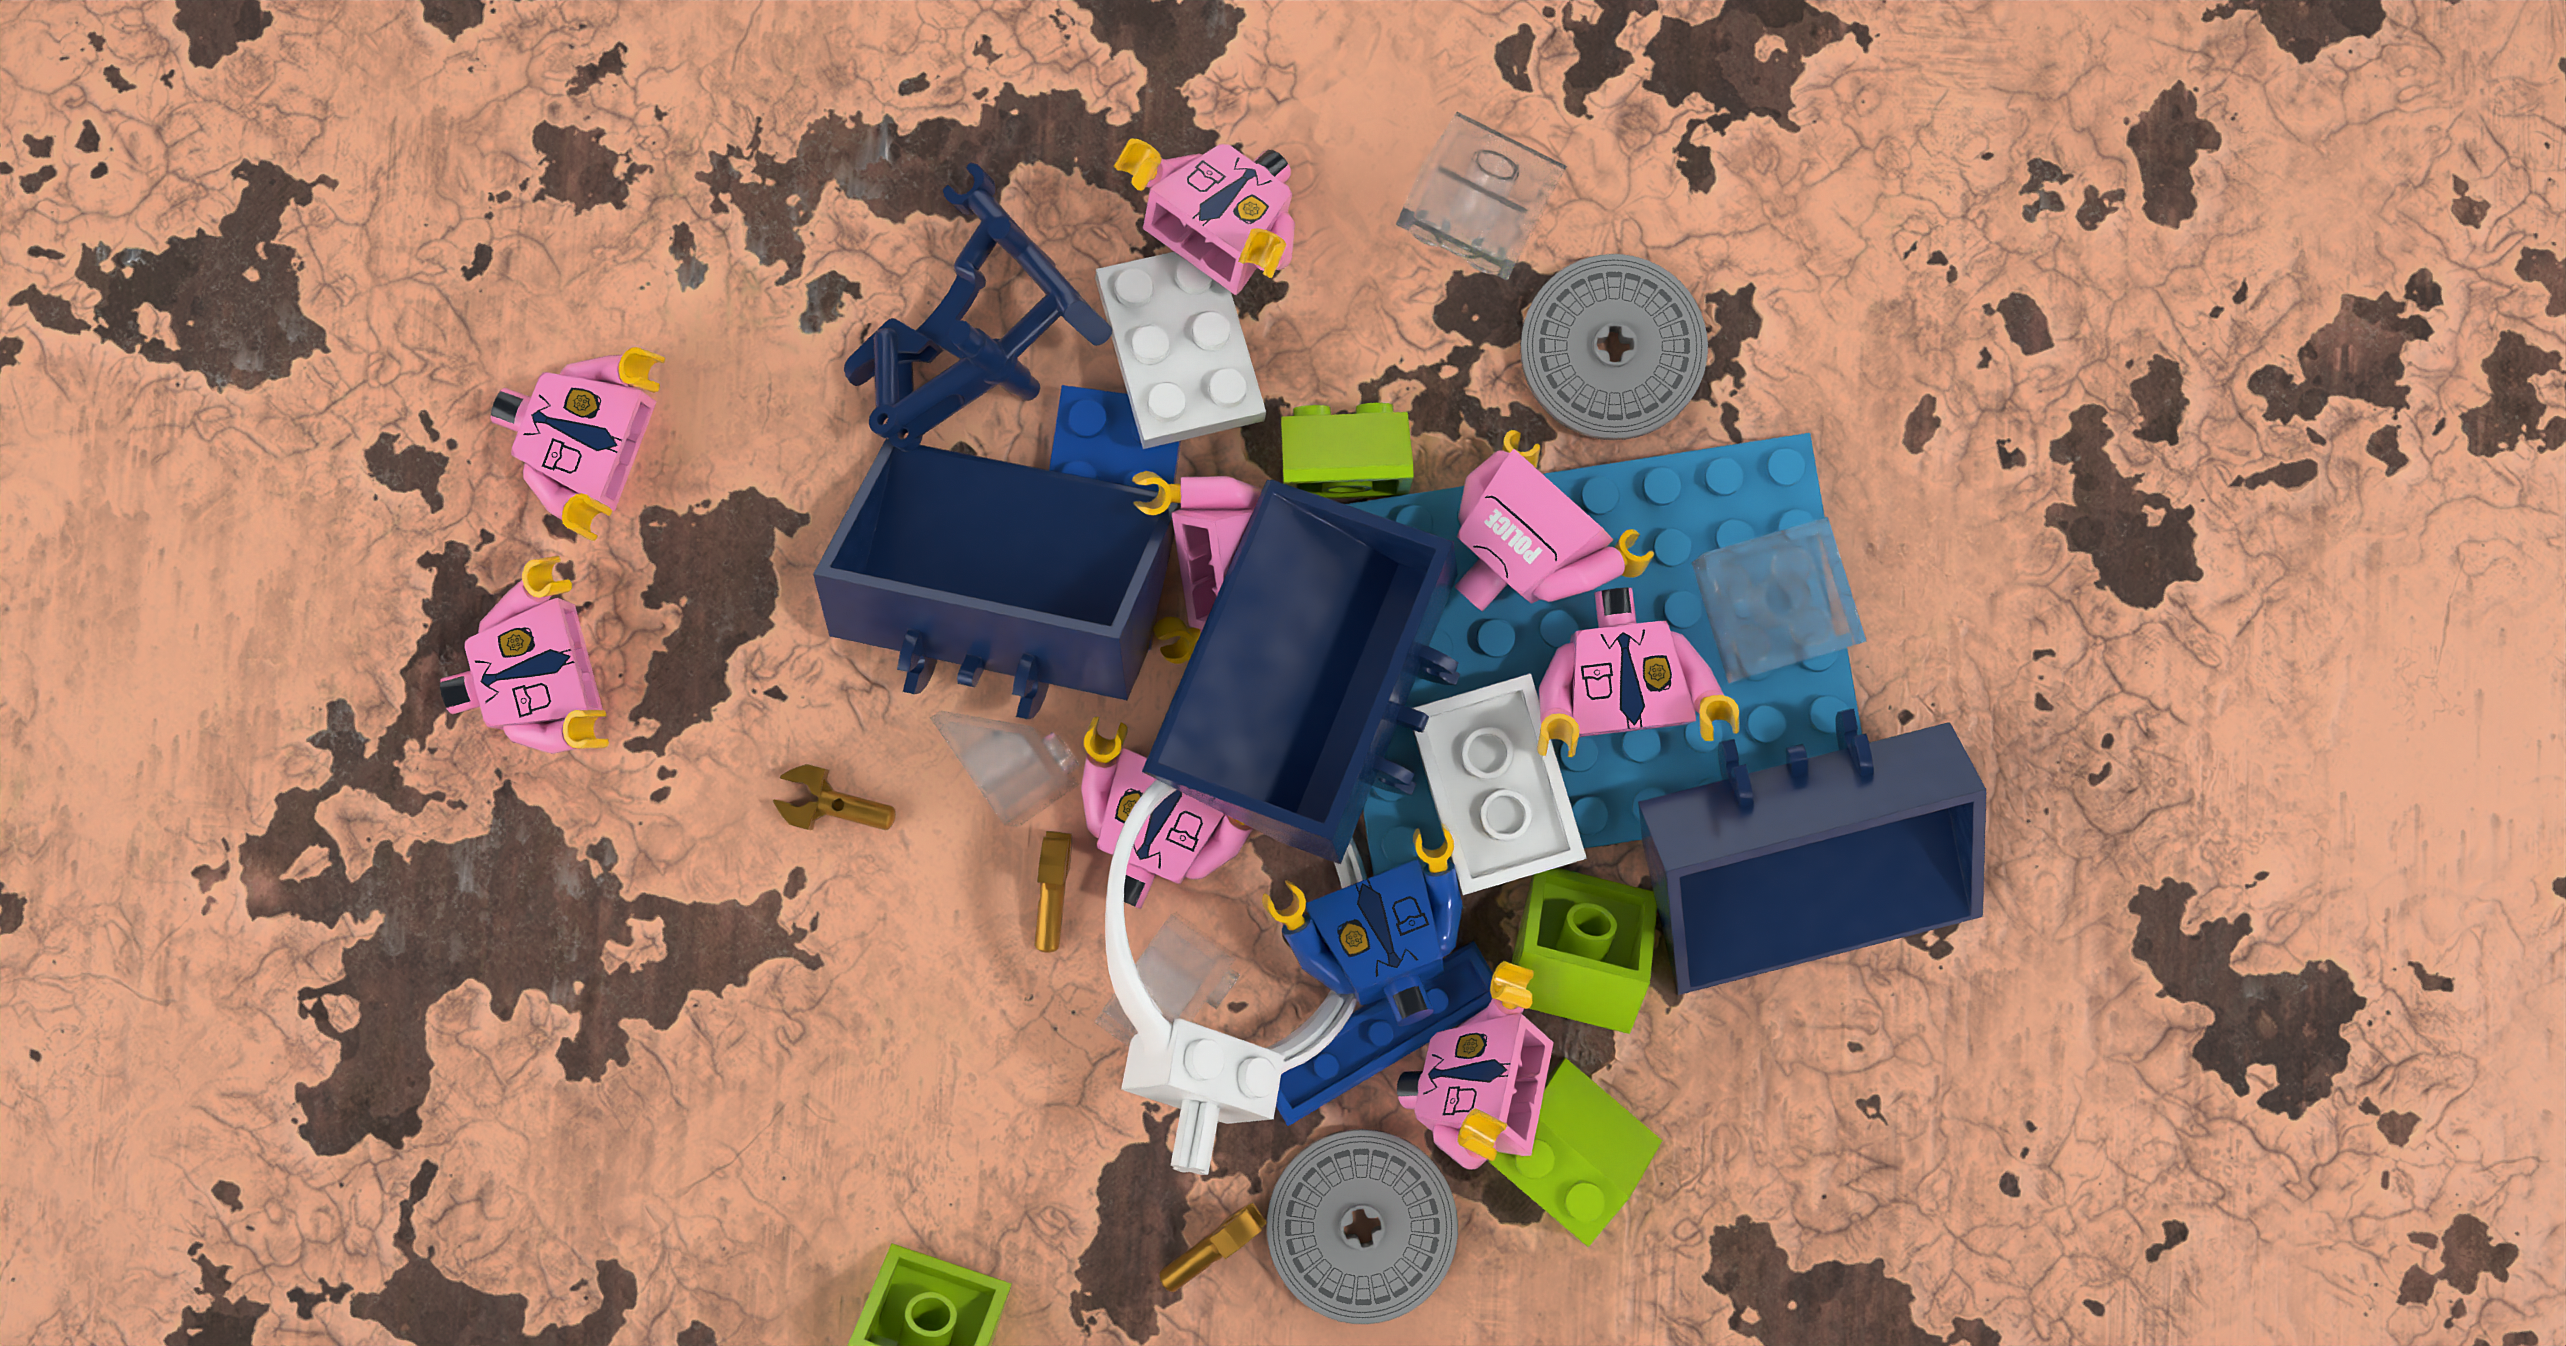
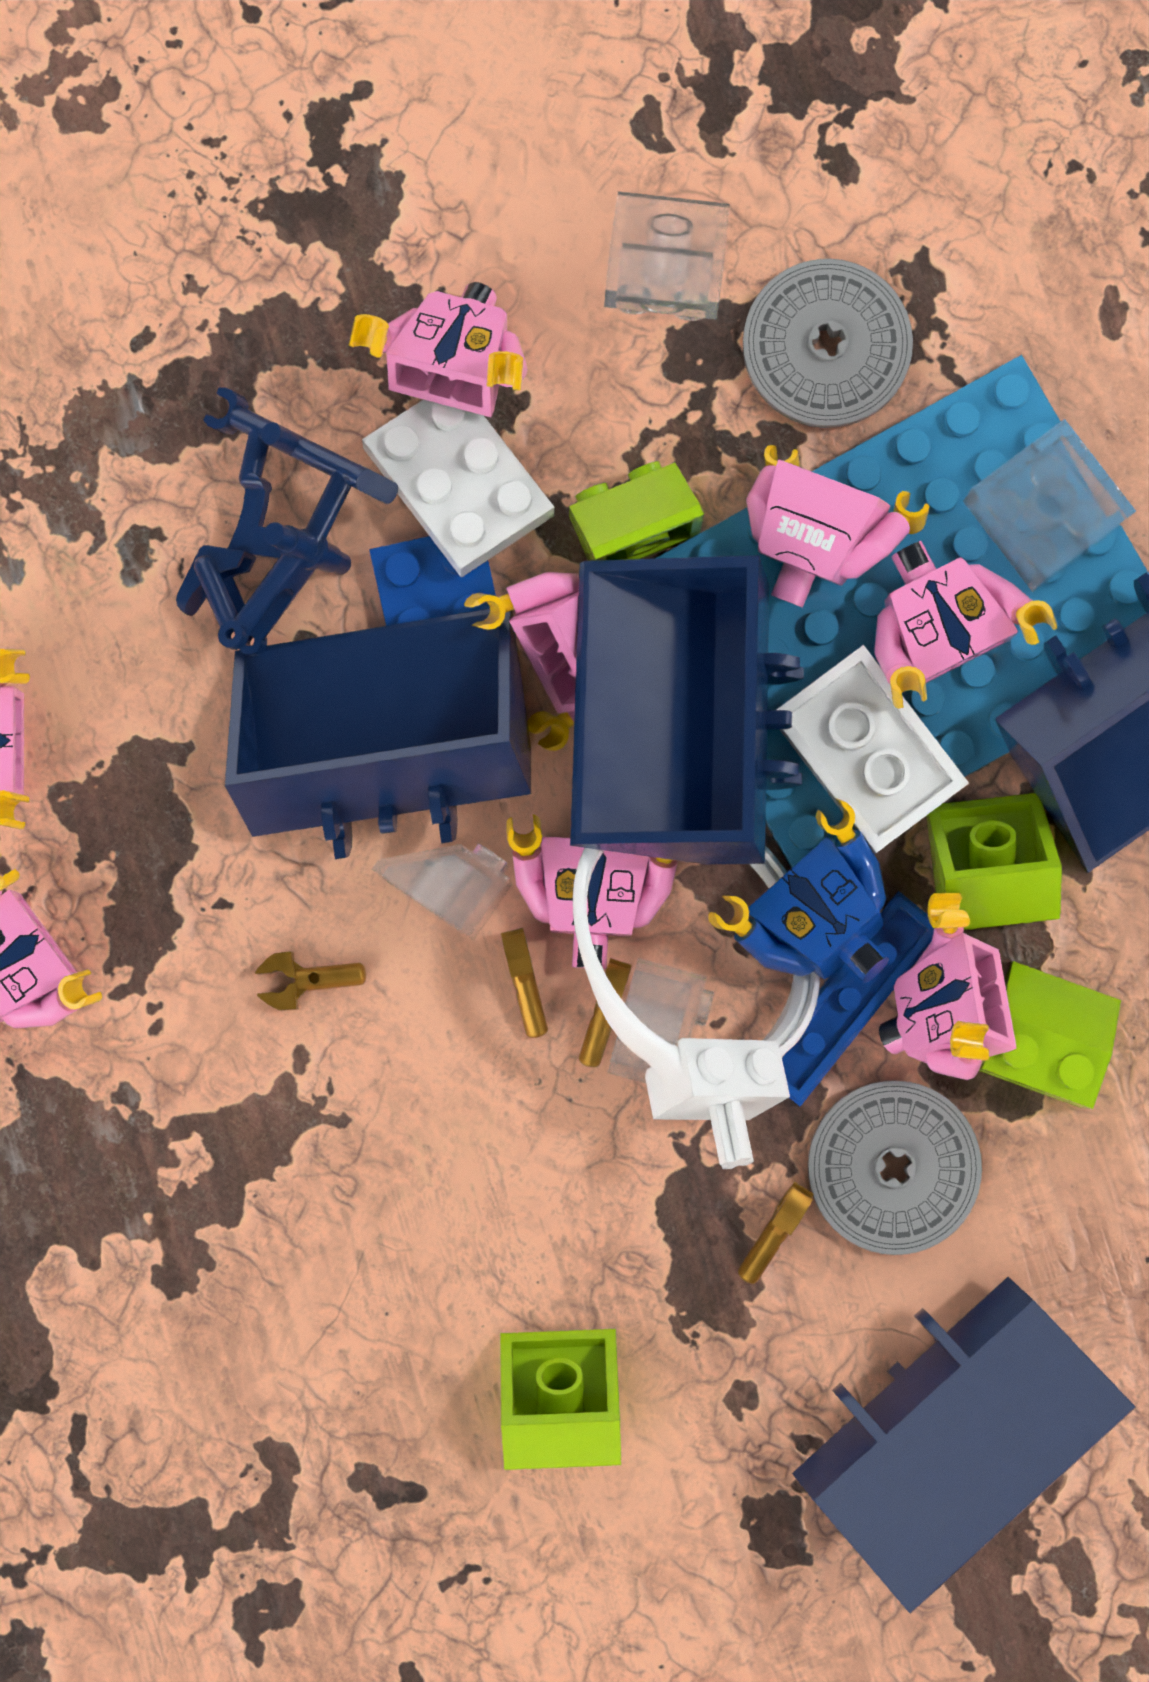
camera: 20 degrees left, 0 degrees up
(1139, 933) = (598, 1028): none -> pearl gold bar

